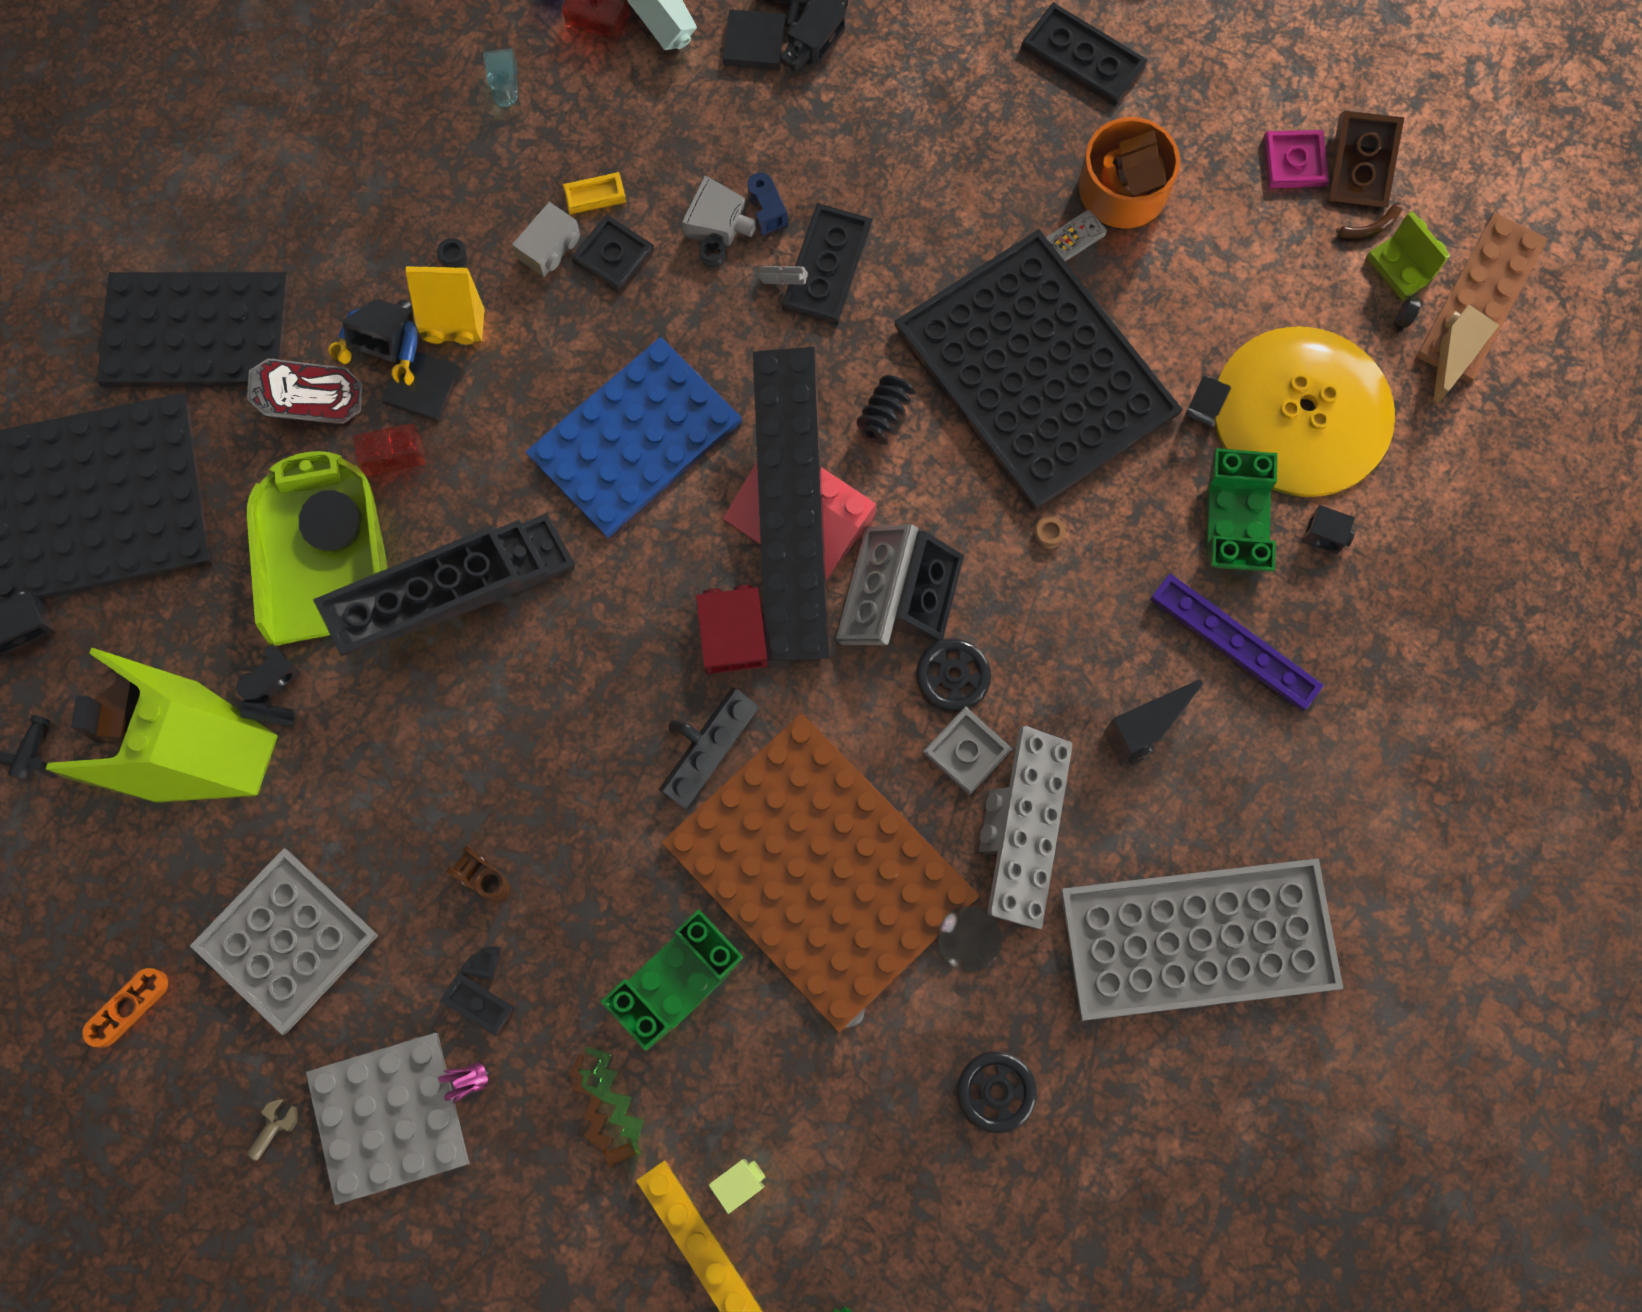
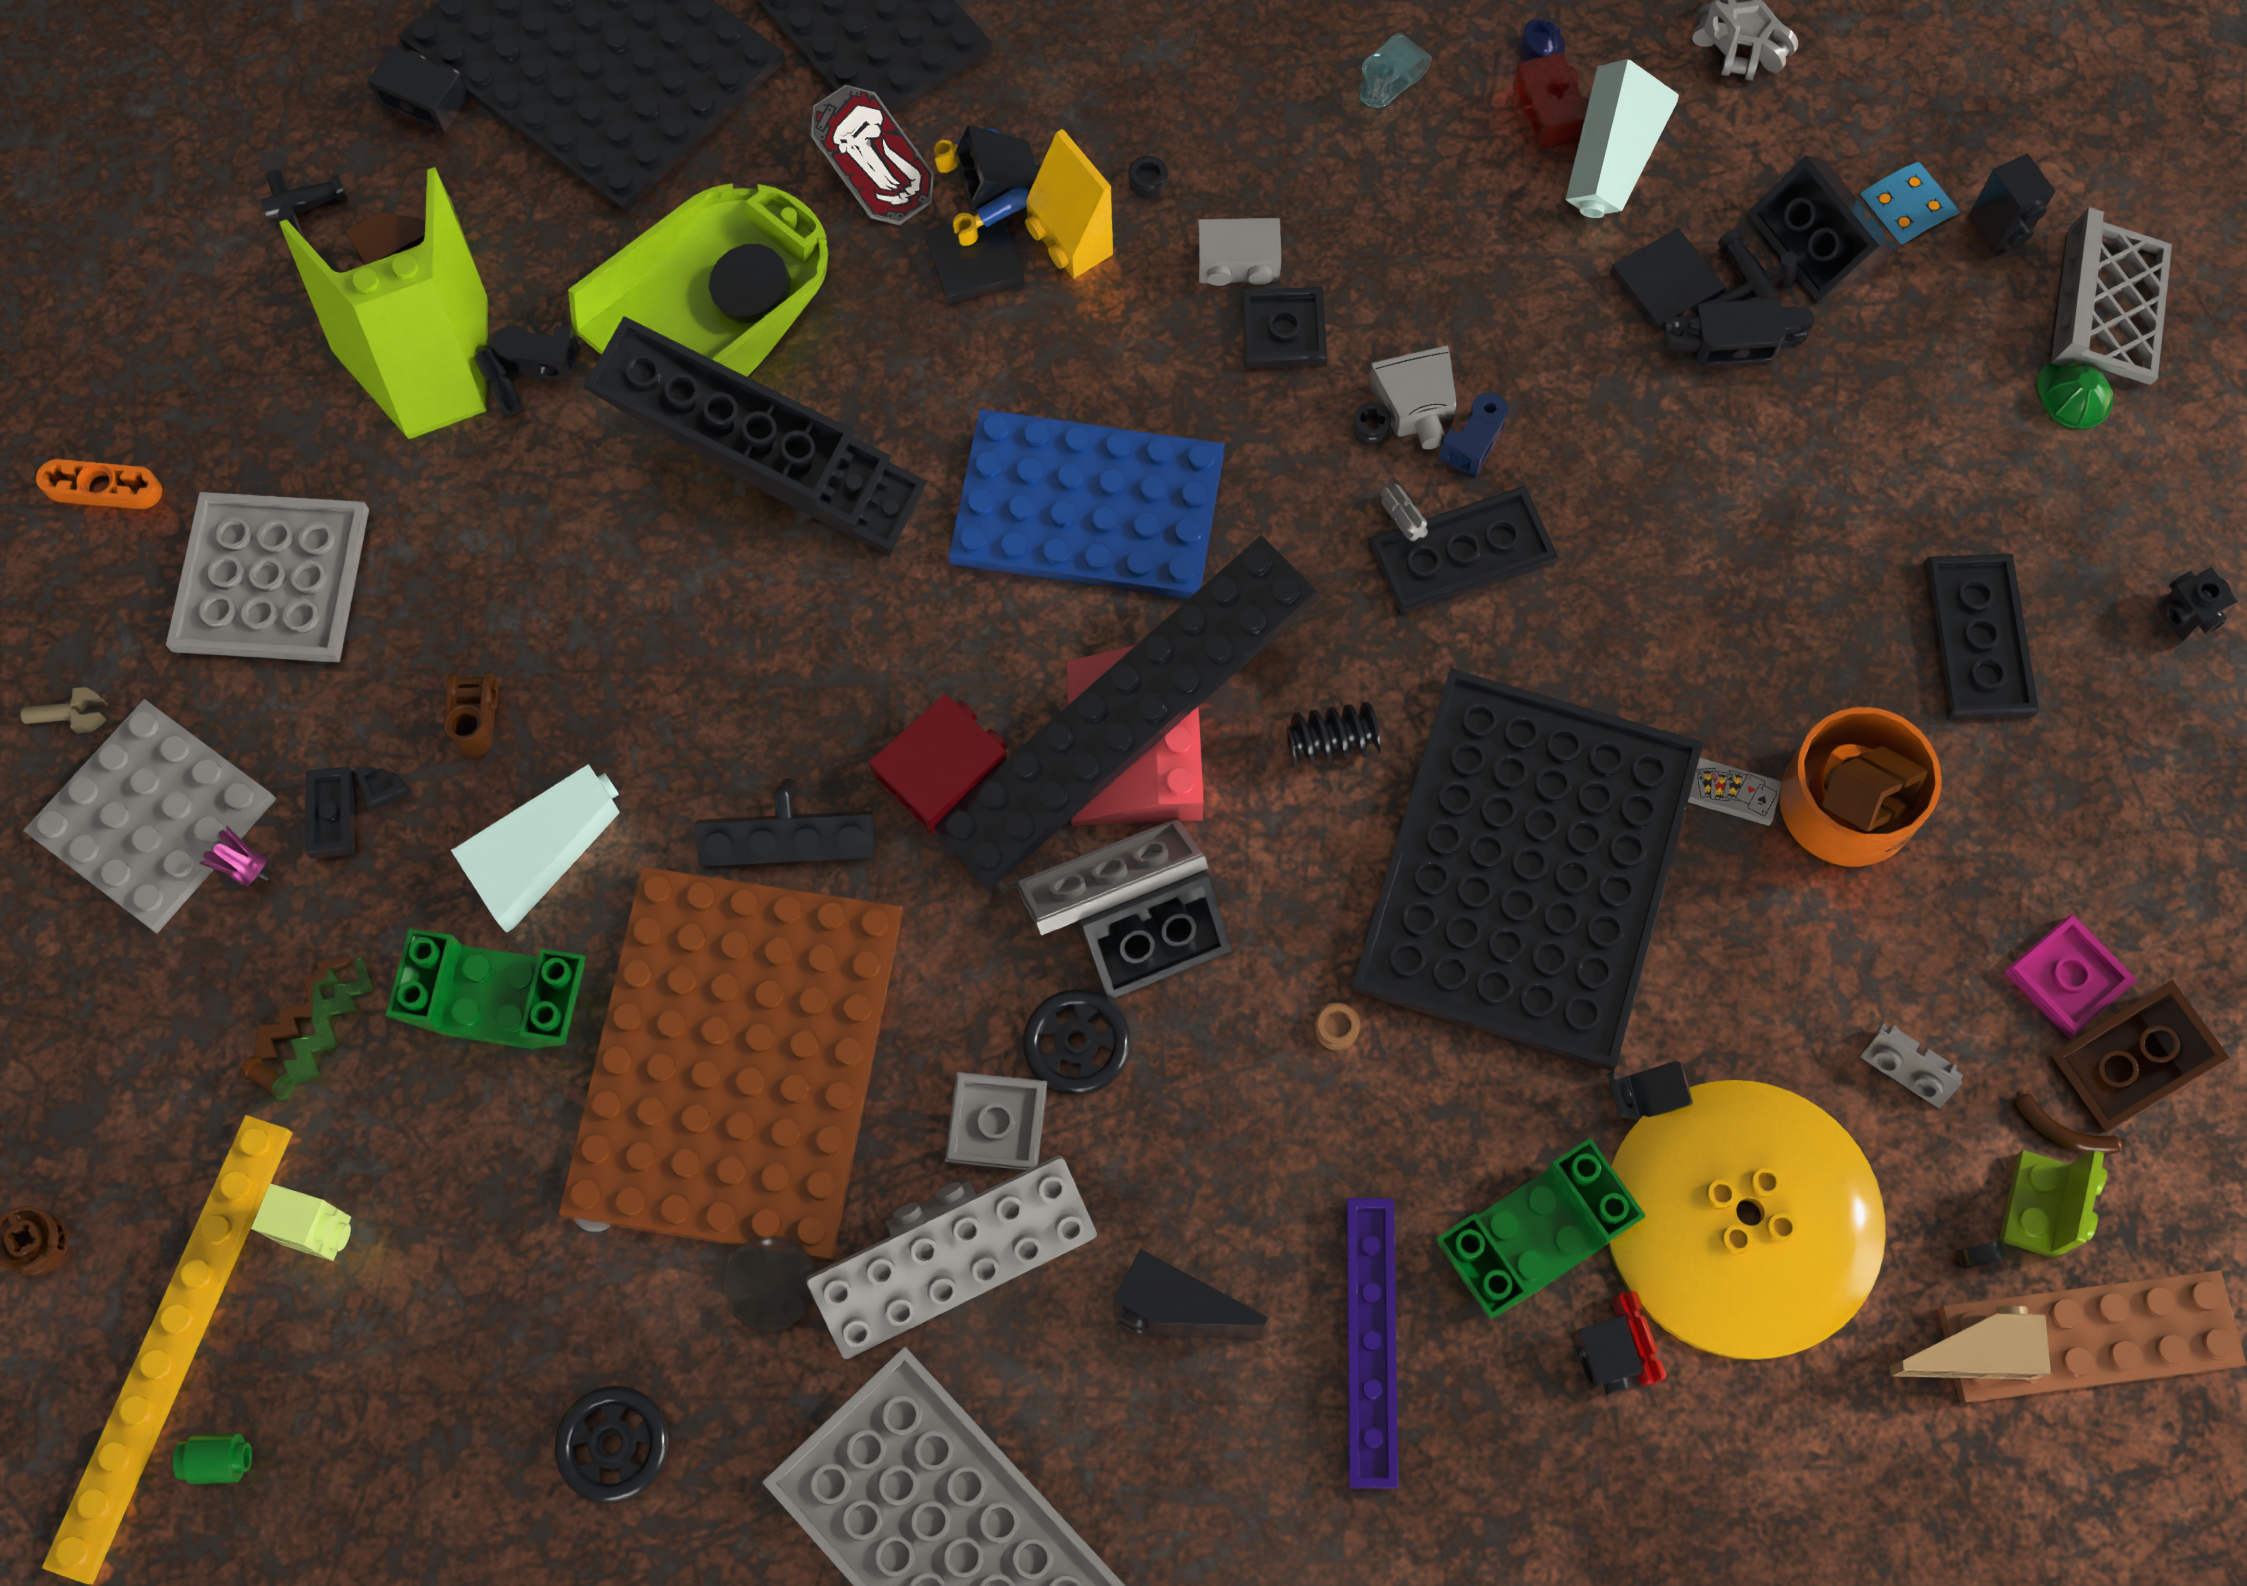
camera: 55 degrees right, 5 degrees down
(86, 715) = (361, 216): black tile -> none
(389, 449) = (873, 279): clear red brick -> none
(594, 193) = (1338, 258): yellow tile -> none
(598, 895) = (536, 844): none -> light aqua slope
(1294, 267) = (1925, 1075): none -> light grey hinge
(1310, 502) = (1629, 1305): none -> red axle

